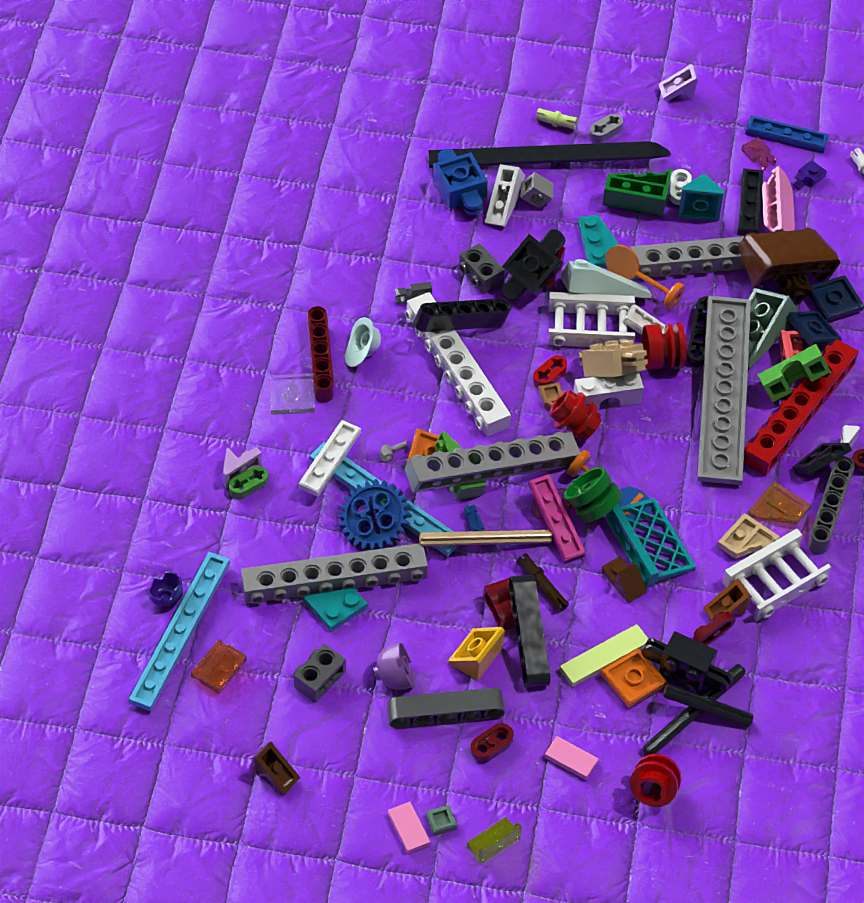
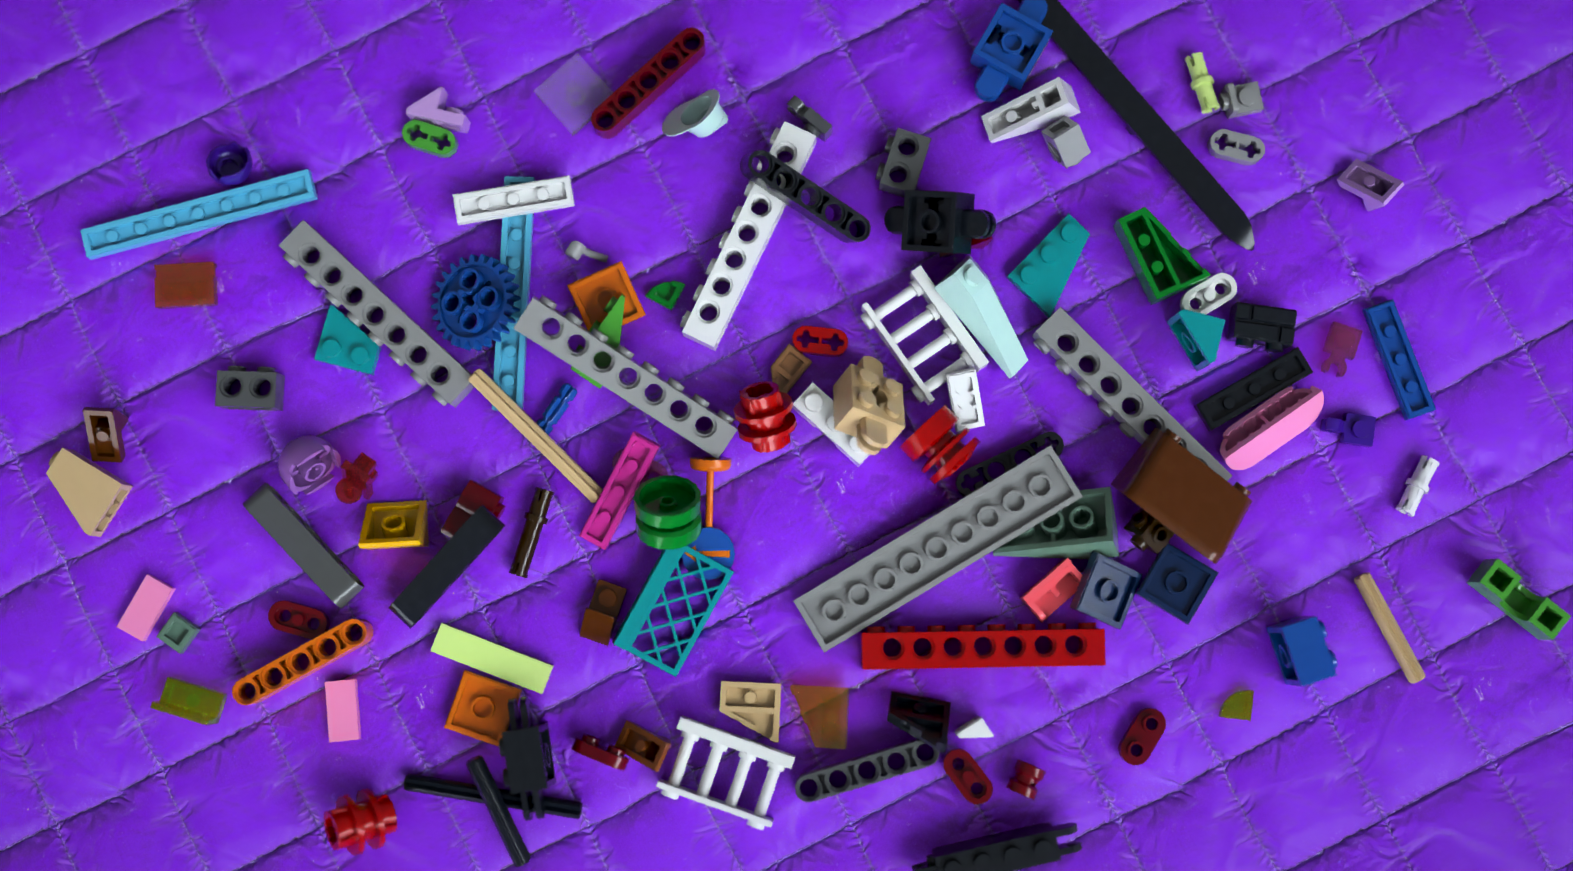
camera: 60 degrees right, 30 degrees up
(301, 806) = (87, 490): none -> tan slope
(431, 643) = (356, 479): none -> clear red hips
(455, 426) = (666, 294): none -> green tile
(521, 765) = (289, 664): none -> orange beam
(581, 109) = (1241, 99): none -> light grey bracket
(625, 263) = (1029, 322): orange piece -> none
(722, 170) = (1261, 326): none -> black brick
(780, 377) = (992, 600): bright green arch -> none

